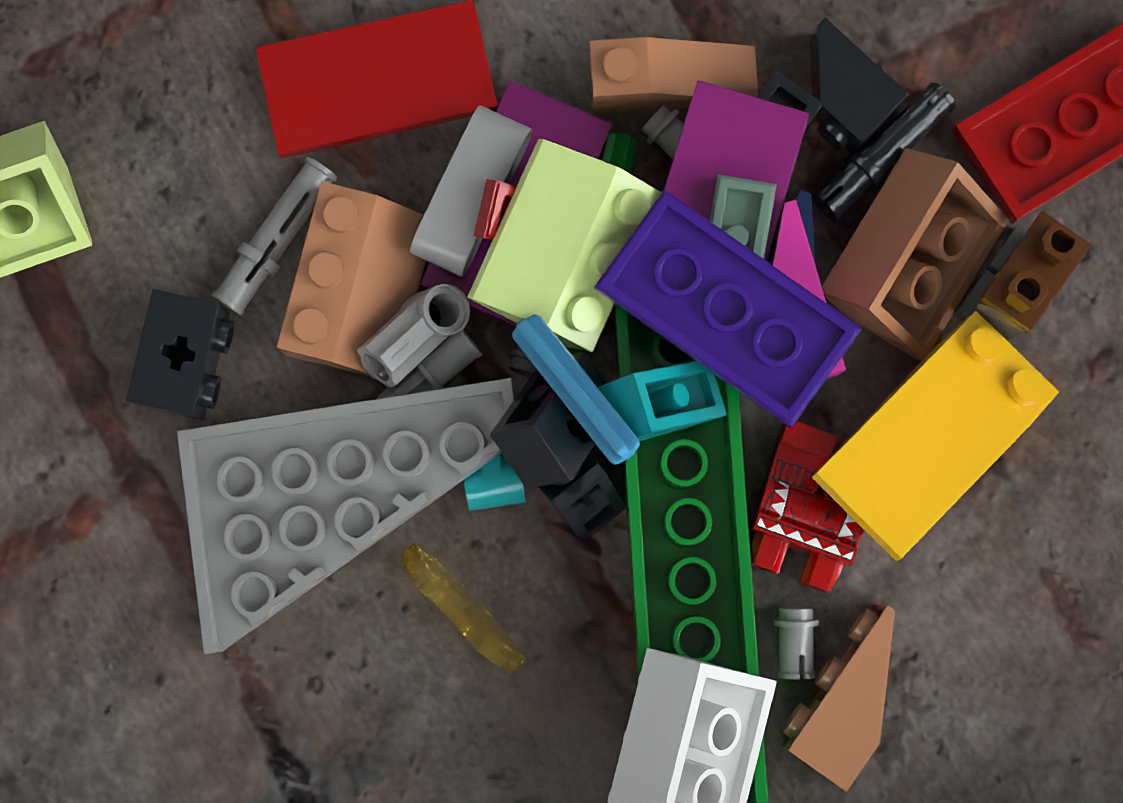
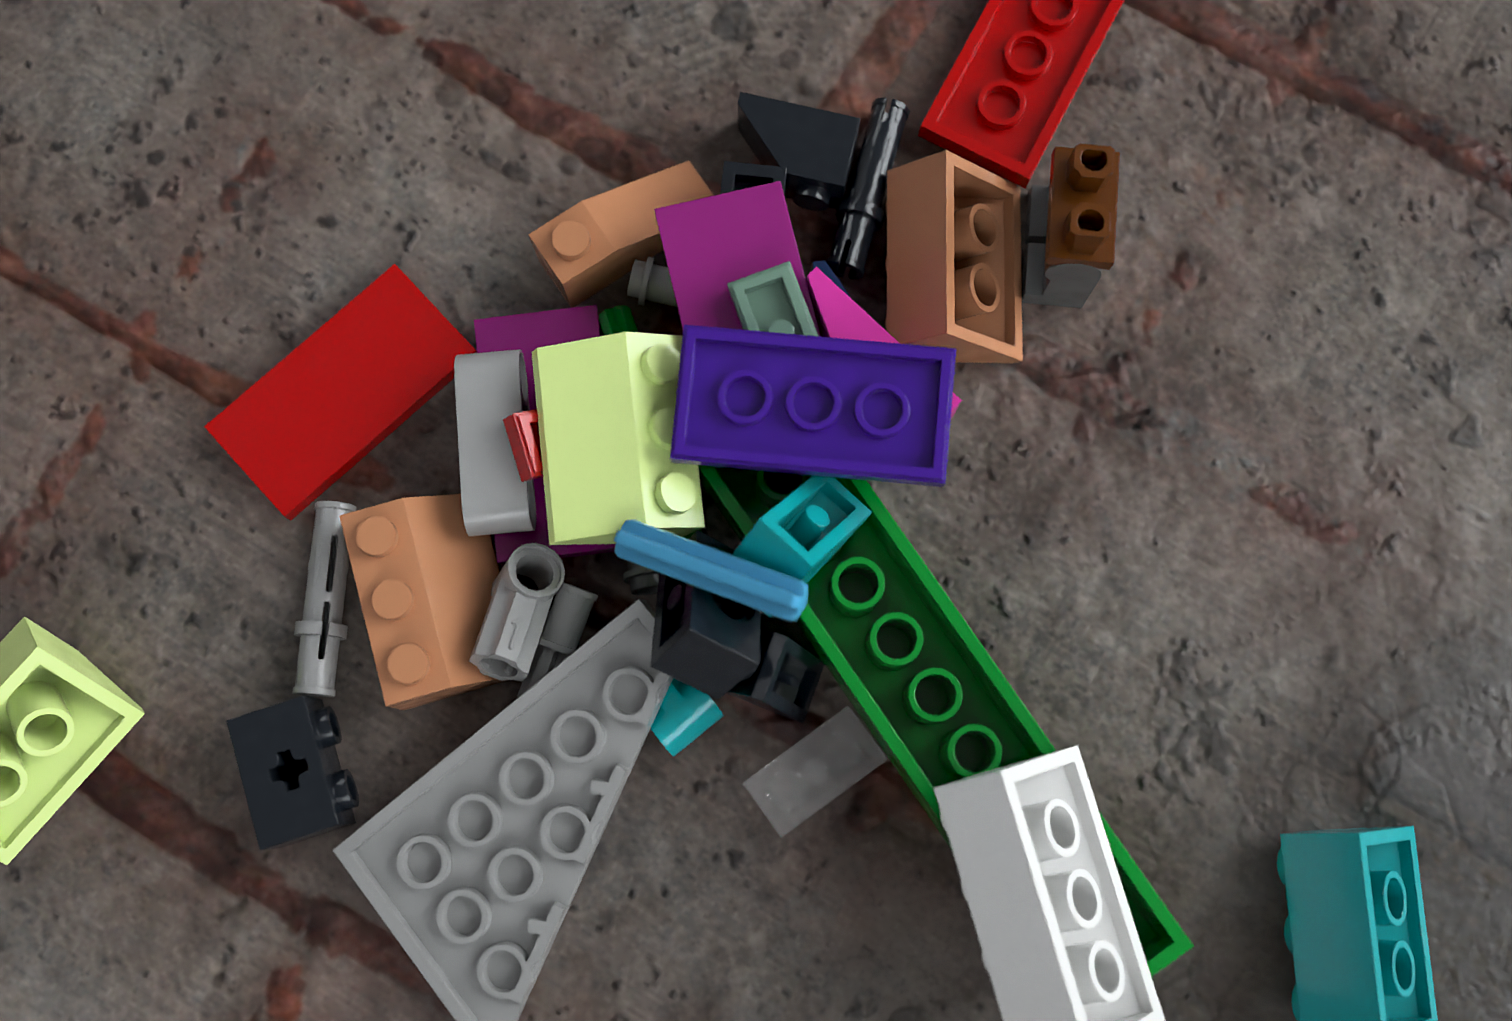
camera: 30 degrees left, 5 degrees down
(462, 608) = (723, 859): clear yellow tile -> none
(569, 584) = (814, 771): none -> clear plate
(796, 642) = (1066, 697): light grey pin -> none
(797, 515) = (1004, 550): red hips -> none
(846, 714) = (1158, 743): nougat slope -> none
(935, 435) = (1080, 419): yellow slope -> none

